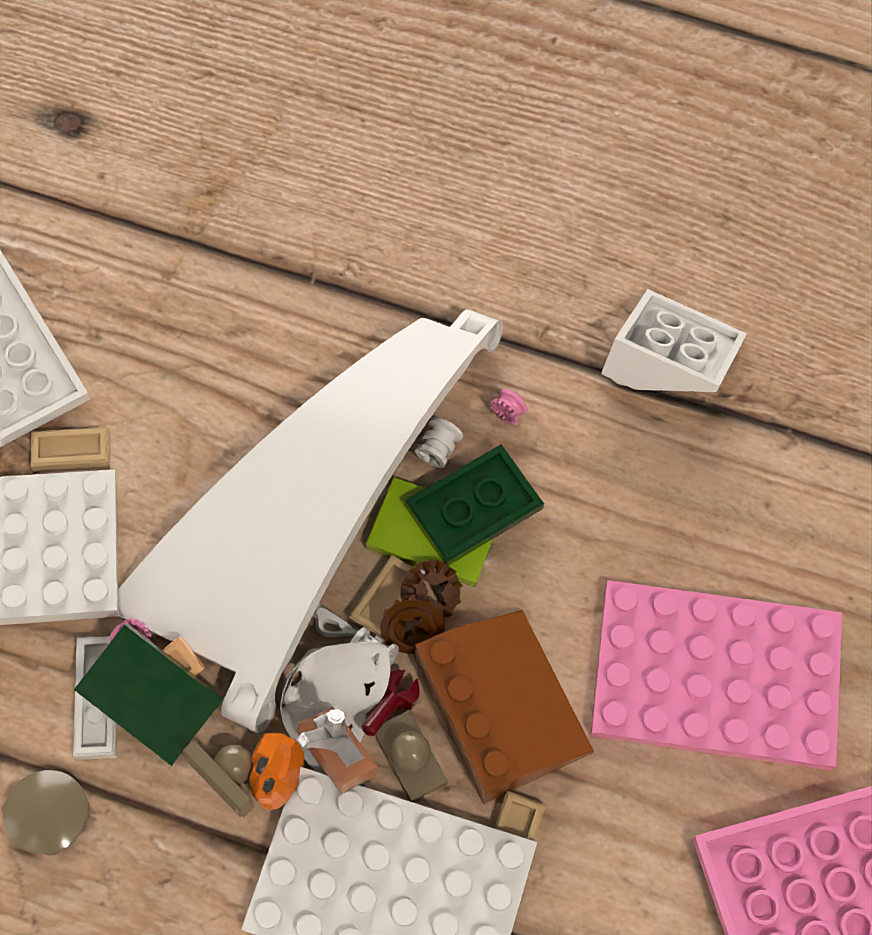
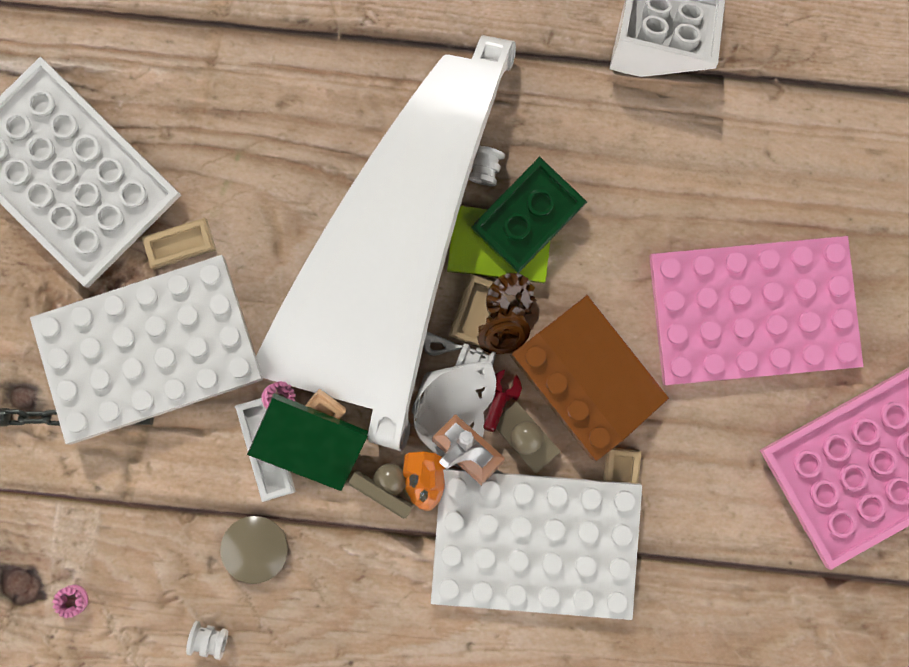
camera: 10 degrees left, 20 degrees up
(508, 406) = (537, 118): bright pink bush -> none

